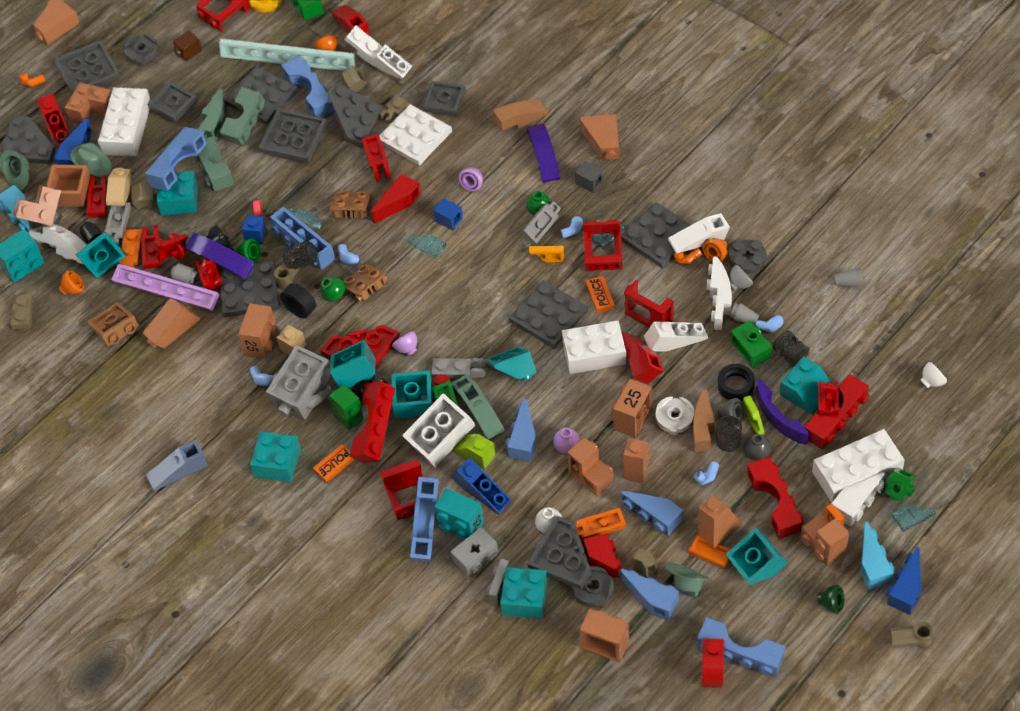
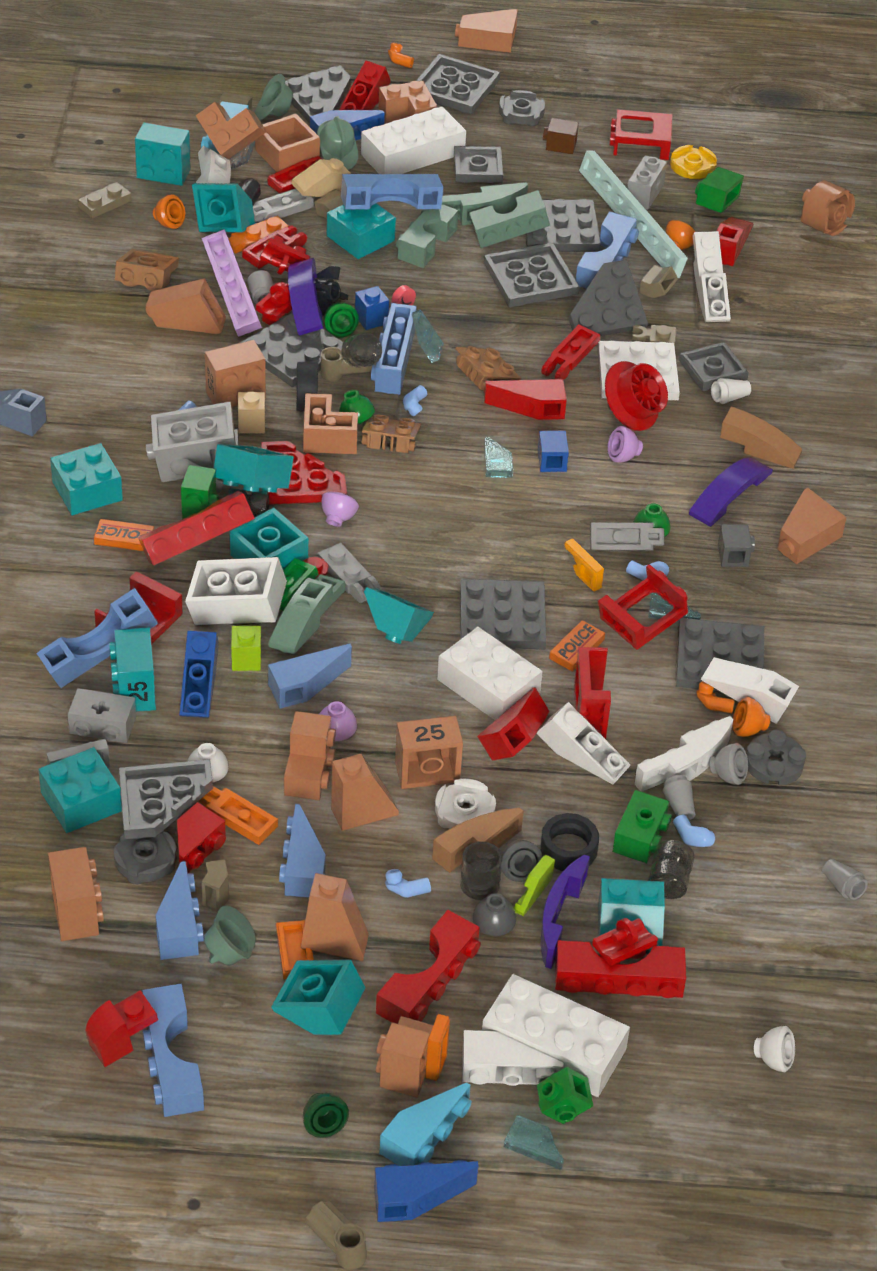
camera: 45 degrees right, 10 degrees down
(267, 29) = (647, 180): none -> light grey brick
(338, 313) = (328, 430): none -> nougat brick
(444, 147) = (635, 394): none -> red piece
(469, 103) = (729, 389): none -> white cone

